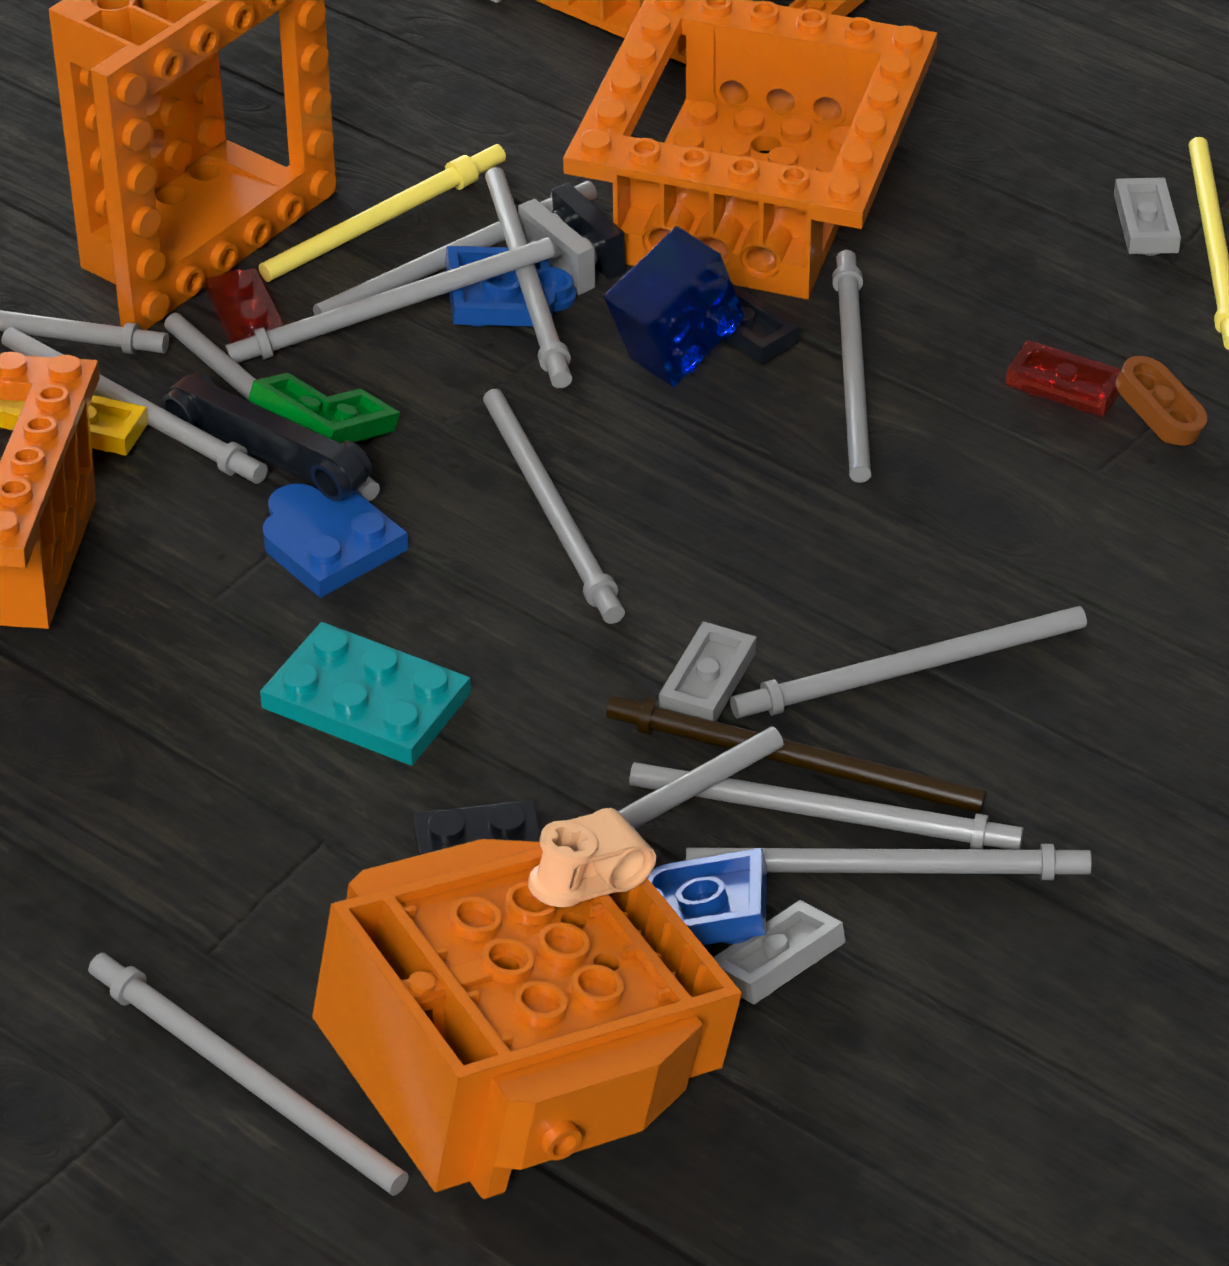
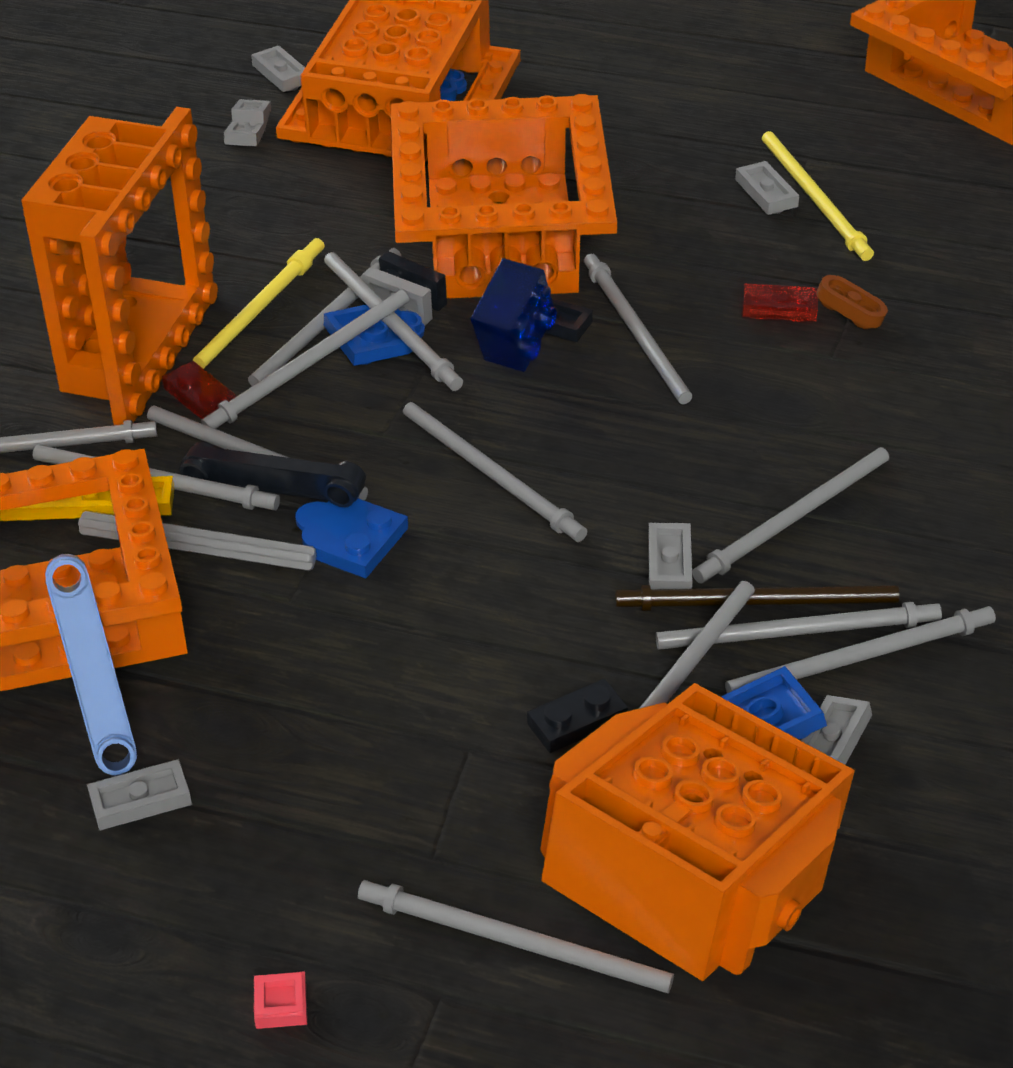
camera: 20 degrees left, 0 degrees up
(180, 515) = (212, 543): none -> light grey axle
(339, 417) = (318, 445): green plate -> none
(366, 693) = (440, 636): teal plate -> none
(589, 859) = (708, 707): light nougat piece -> none

